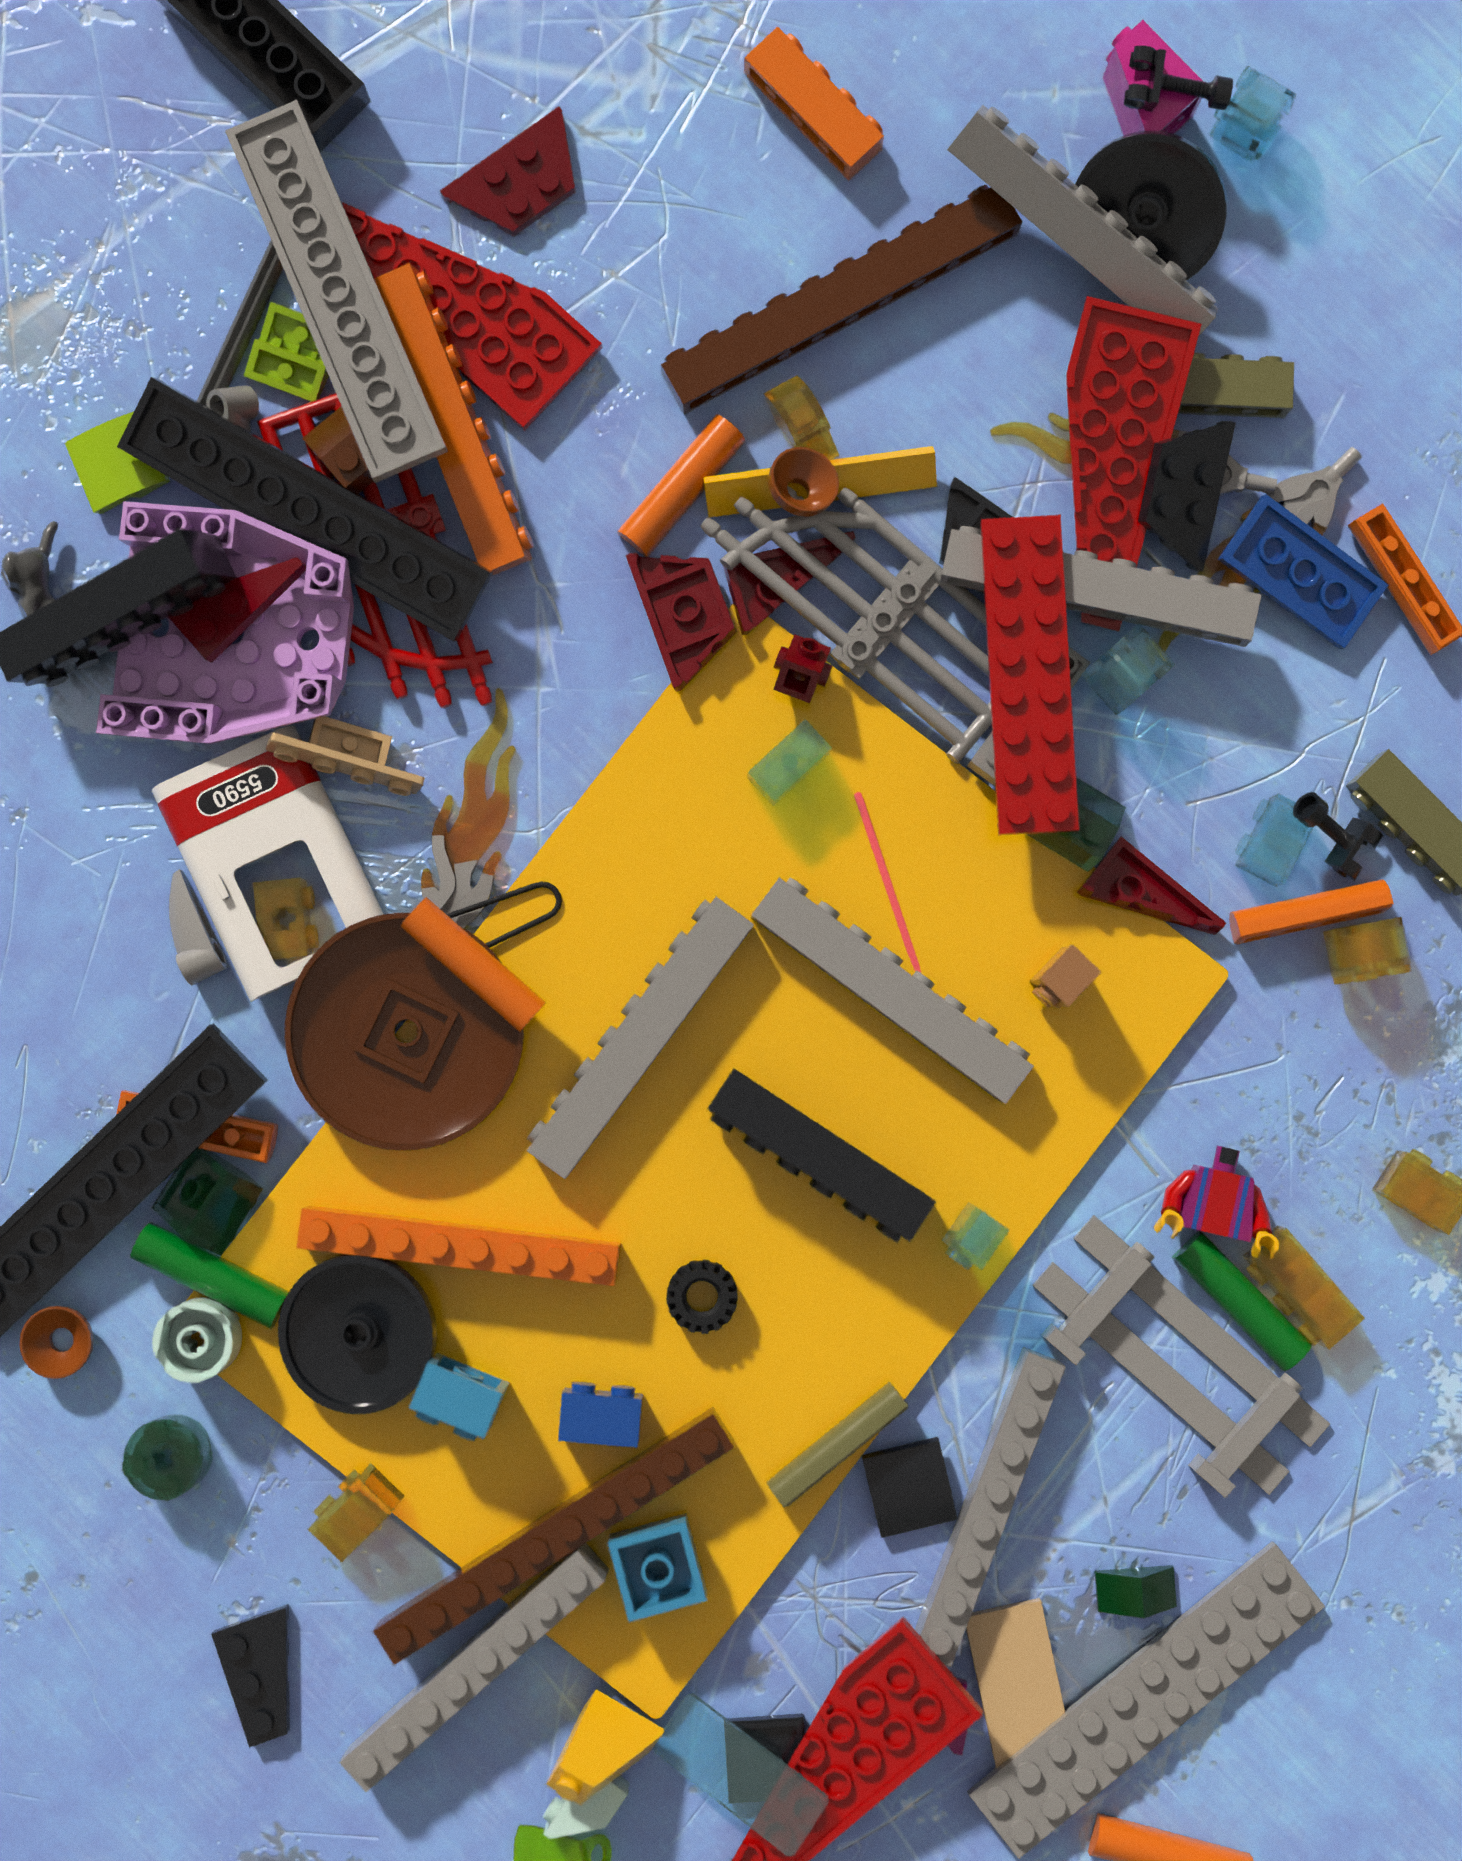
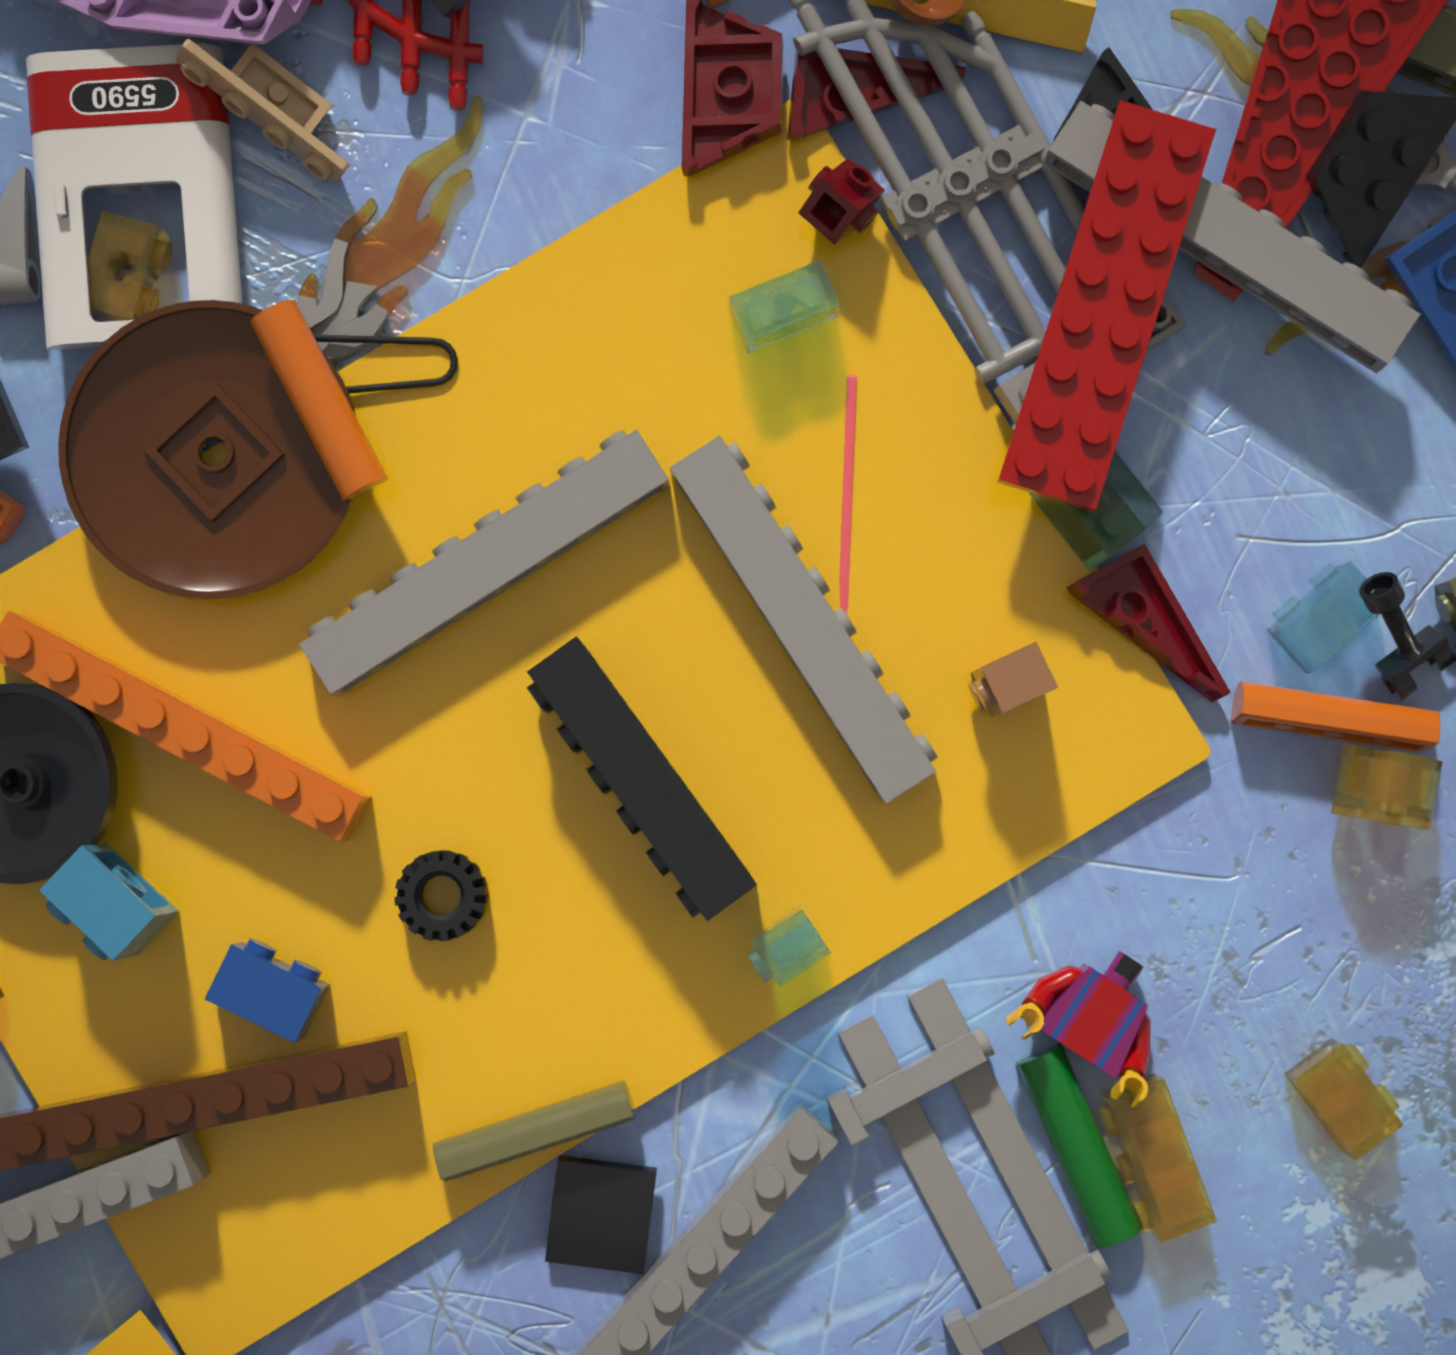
camera: 25 degrees right, 0 degrees up
(657, 1567) = (265, 1194): dark azure brick -> none
(1128, 669) = (1227, 348): clear light blue brick -> none

